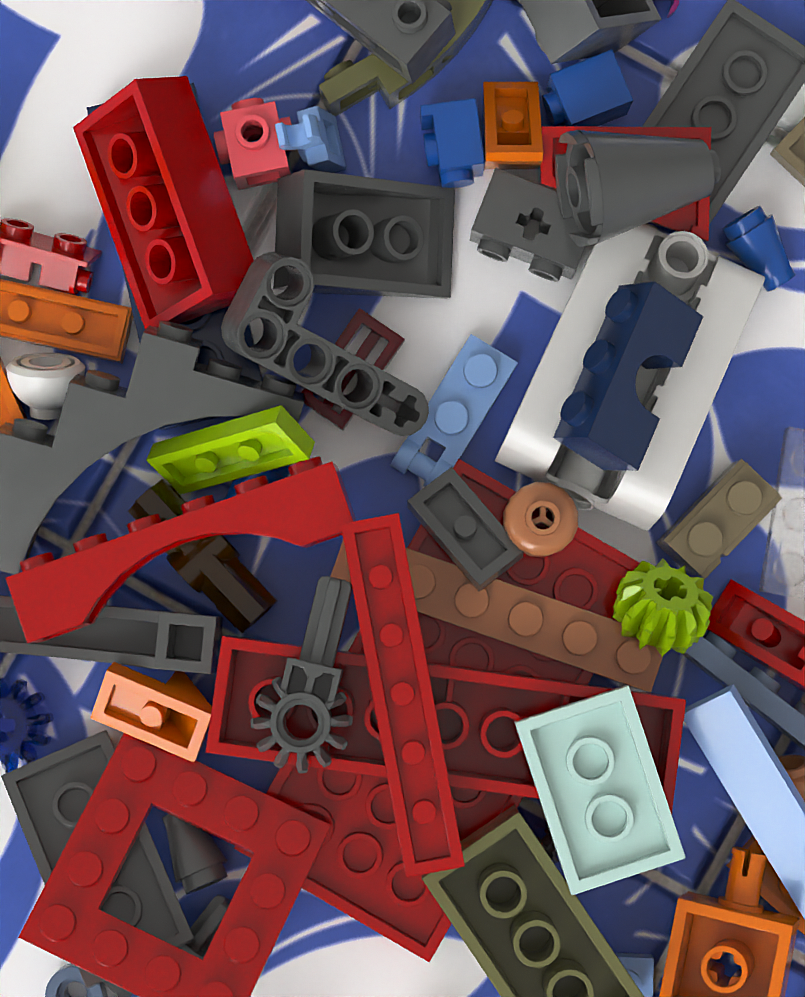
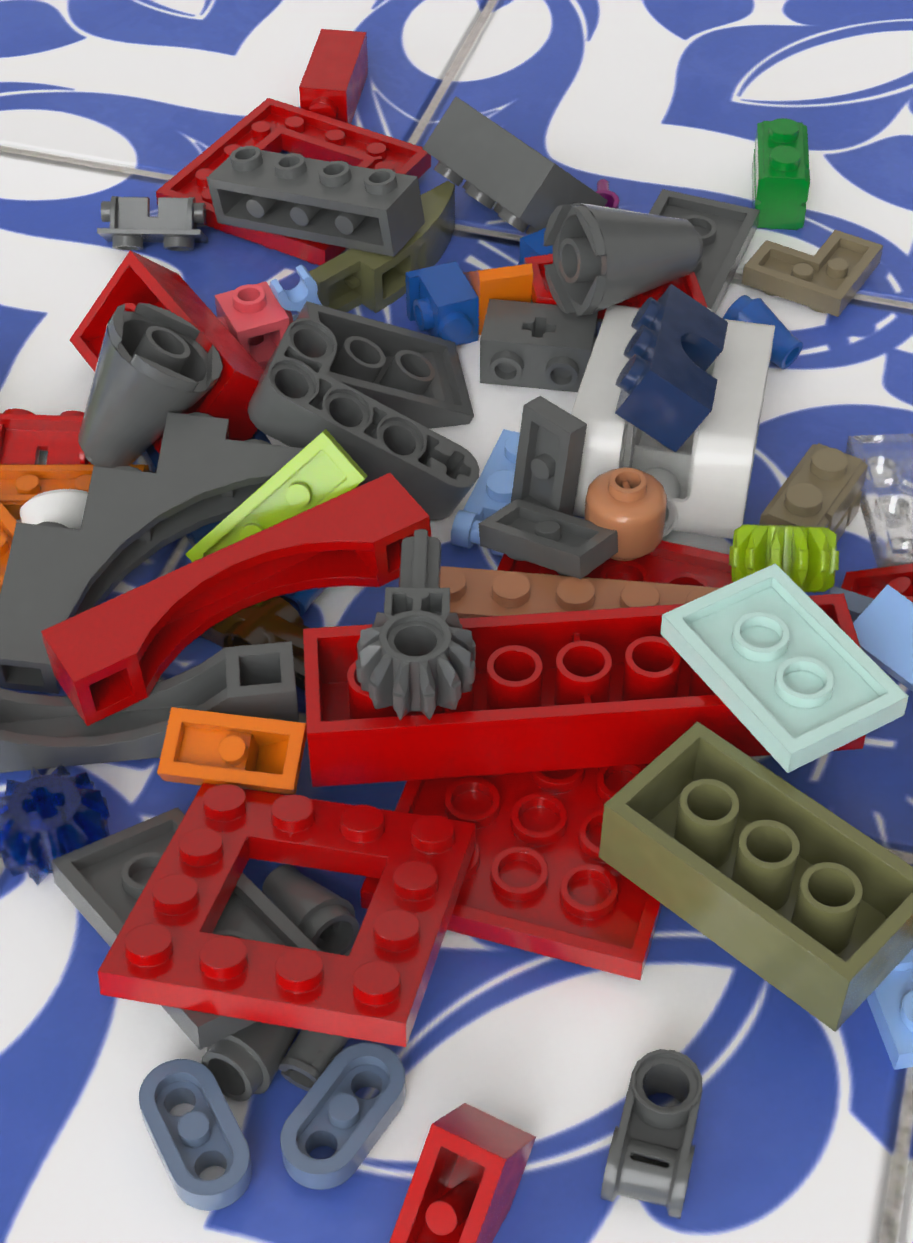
camera: 15 degrees left, 40 degrees down
(136, 278) = (143, 372): none -> dark grey cone
(402, 695) = (533, 635): red plate -> none
(484, 457) = (548, 456): none -> dark grey plate

